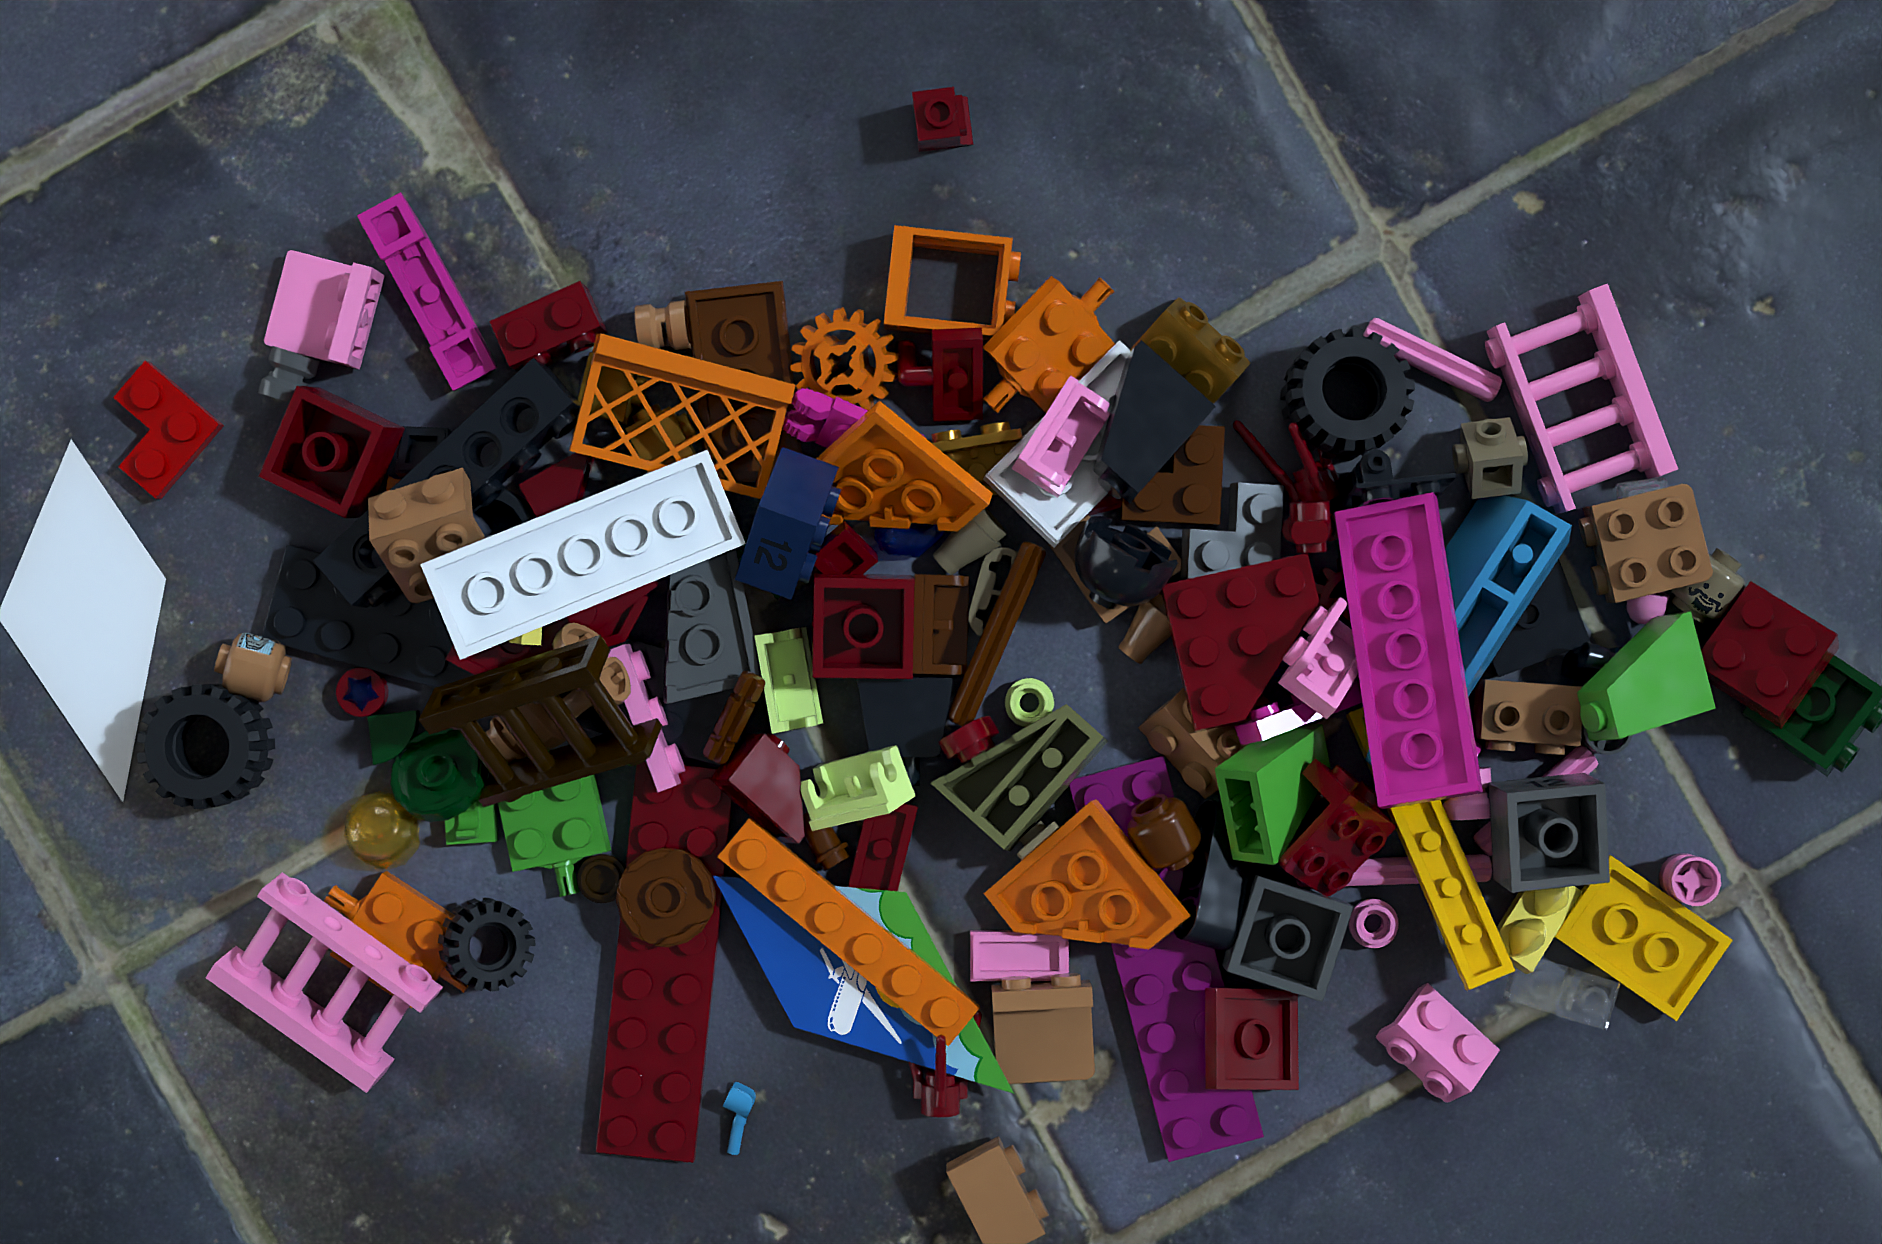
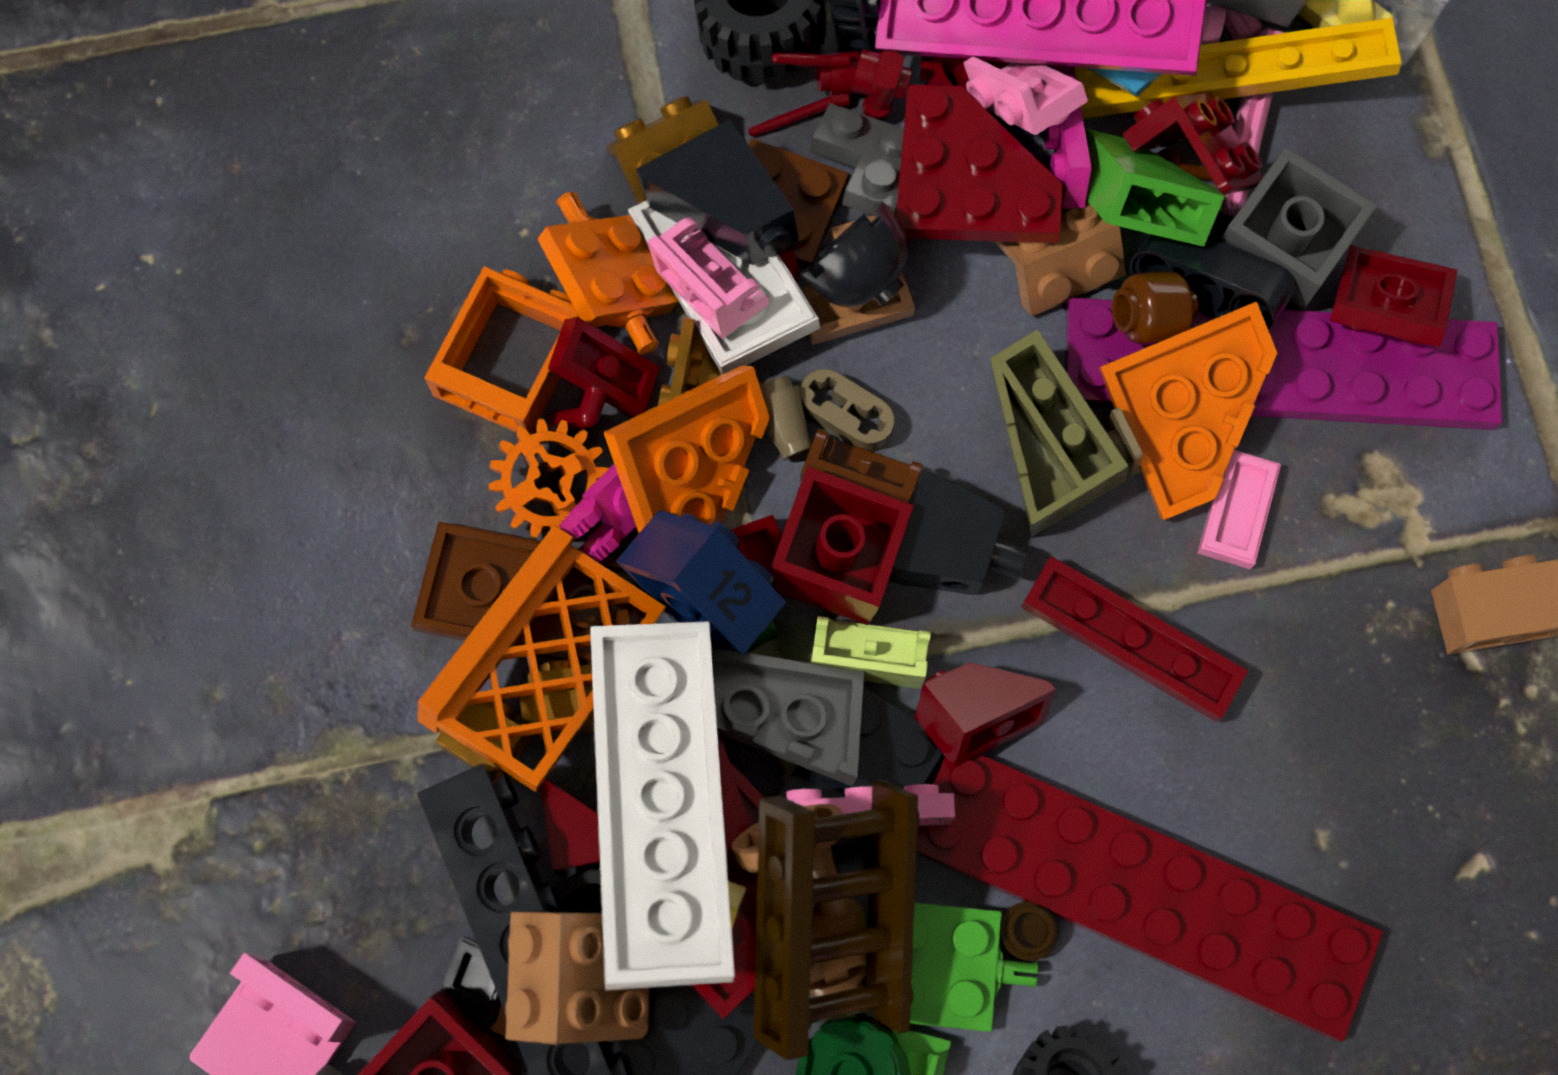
camera: 75 degrees left, 15 degrees down
(428, 291) = (297, 909): dark pink slope -> none
(549, 327) = (388, 775): dark red brick -> none
(651, 326) = (435, 650): medium nougat wheel -> none
(666, 896) = (1073, 858): reddish brown tile -> none
(734, 717) = (895, 712): reddish brown axle -> none
(740, 1102) = (1326, 855): dark azure hand -> none
(824, 845) = (1060, 669): reddish brown pin -> none
(838, 1002) = (1215, 674): blue sticker -> none
(848, 931) = (1166, 668): orange plate -> none
(857, 788) = (1014, 605): yellowish green hinge -> none
(909, 541) = (761, 480): clear blue arm -> none
(940, 1091) = (1365, 628): dark red plant -> none
(941, 119) = (333, 300): dark red window -> none
(970, 739) = (997, 470): dark red plate -> none
(996, 634) = (891, 414): reddish brown axle -> none
(1024, 686) = (972, 398): yellowish green plate -> none
(1044, 1028) = (1326, 504): medium nougat bracket -> none
(1147, 630) = (934, 271): medium nougat cone -> none
(1386, 931) = (1305, 143): bright pink plate -> none
(1438, 1045) = (1442, 131): bright pink bracket -> none

